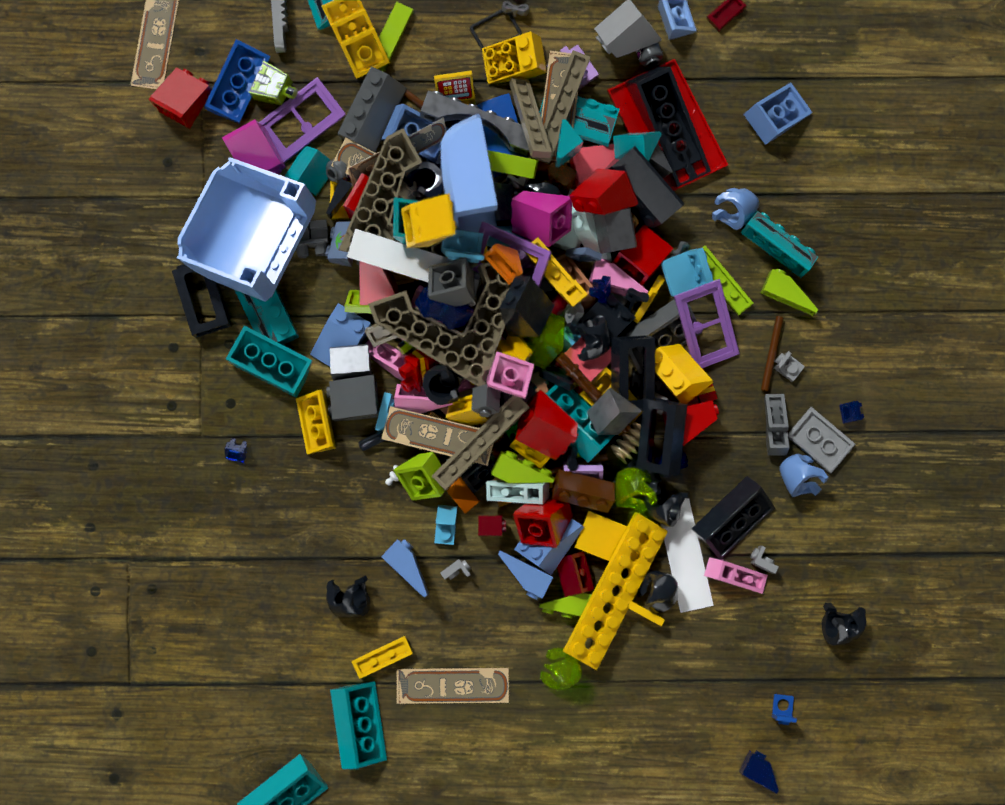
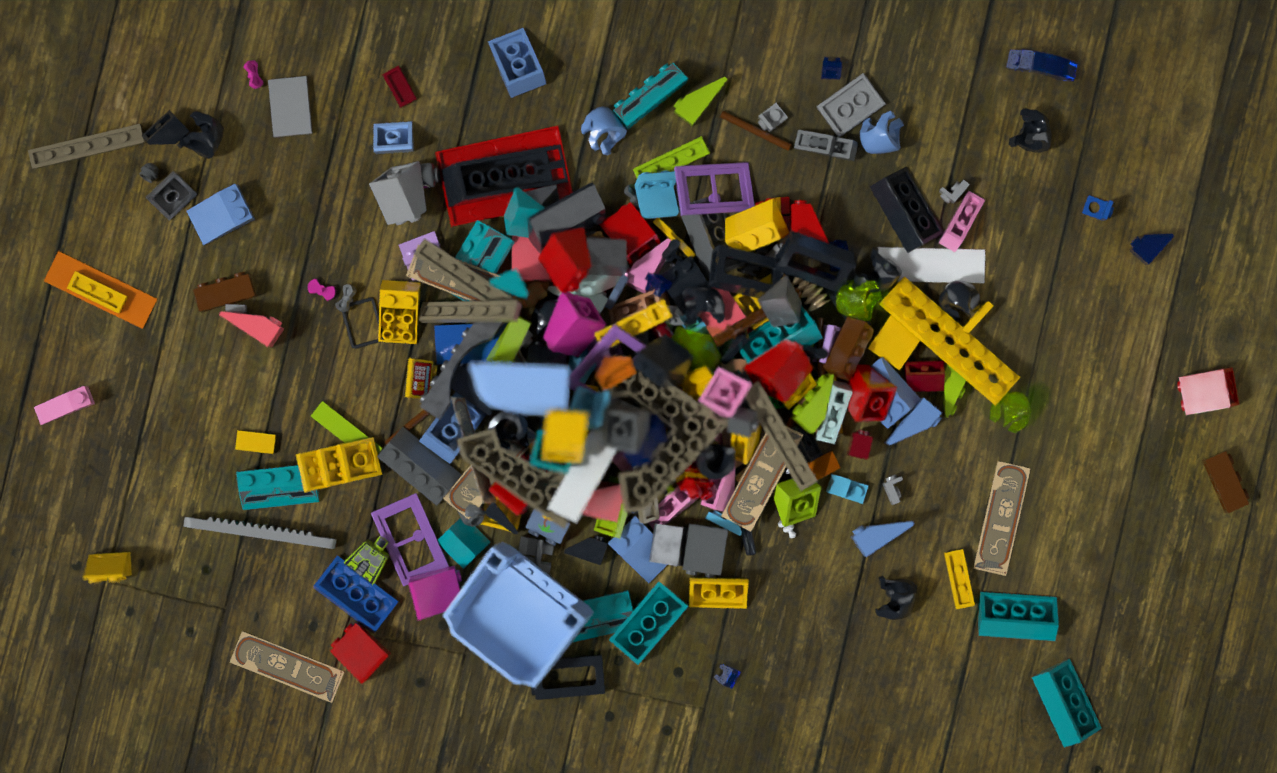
camera: 80 degrees left, 5 degrees up
(328, 289) = (589, 549): none -> black slope
(914, 612) = (1042, 63): none -> clear blue arch

